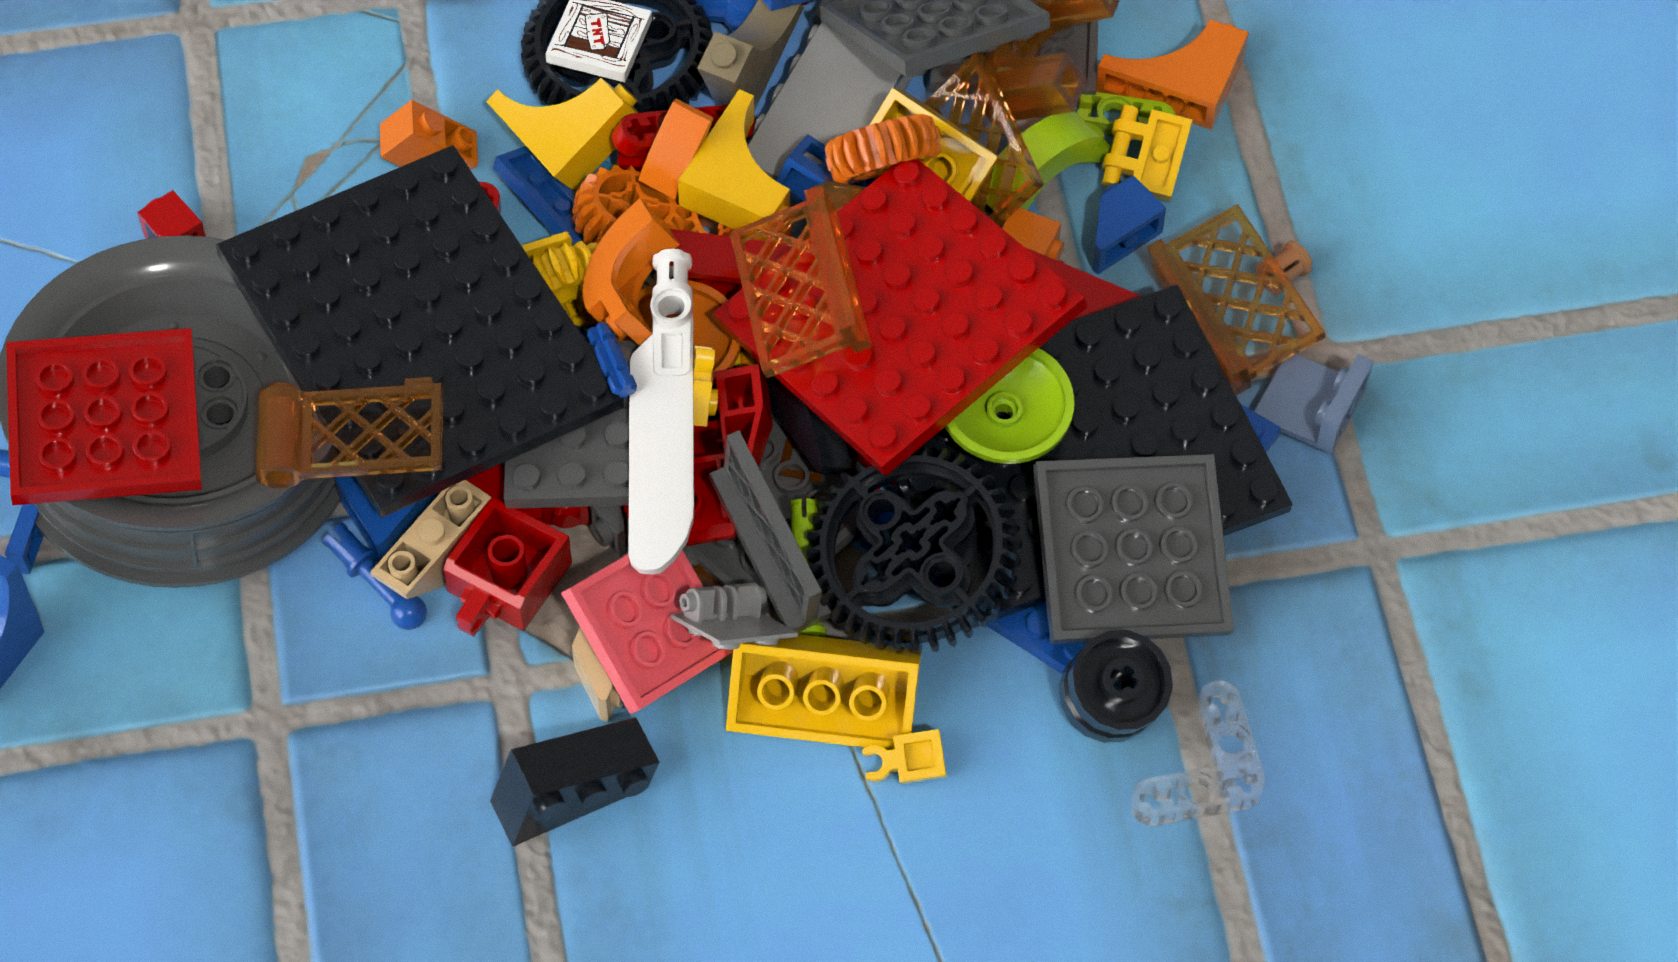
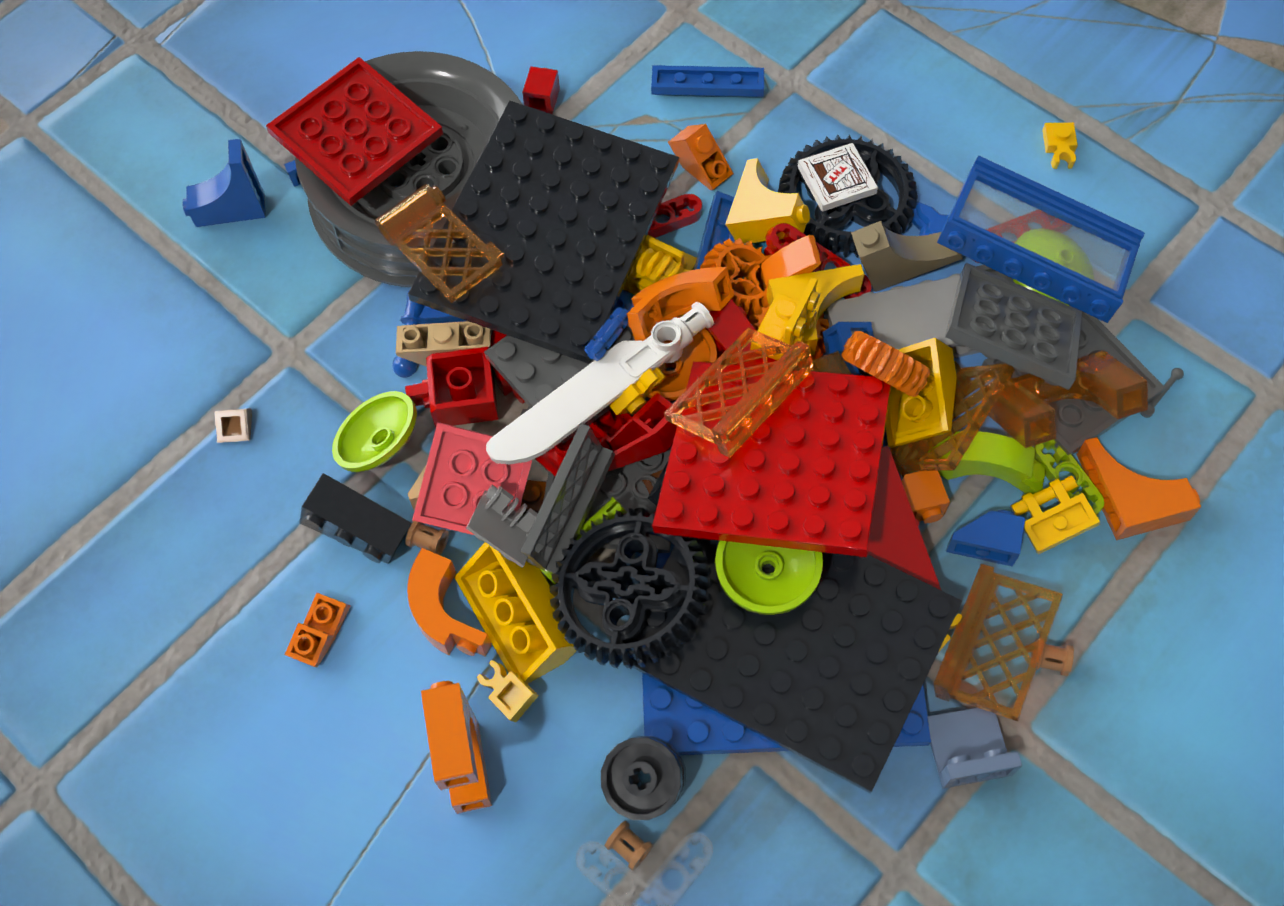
camera: 55 degrees right, 5 degrees up
(318, 835) = (233, 425): none -> slope
(330, 66) = (707, 81): none -> blue plate
(466, 678) = (374, 432): none -> lime dish
(663, 720) = (427, 537): none -> medium nougat bush
(670, 902) = (318, 631): none -> orange slope
(754, 773) = (426, 591): none -> orange arch
(755, 189) = (789, 317): none -> yellow bracket
(955, 814) = (455, 746): none -> orange arch
(1132, 547) = (742, 716): dark grey plate -> none
(1167, 755) = (616, 843): none -> medium nougat bush

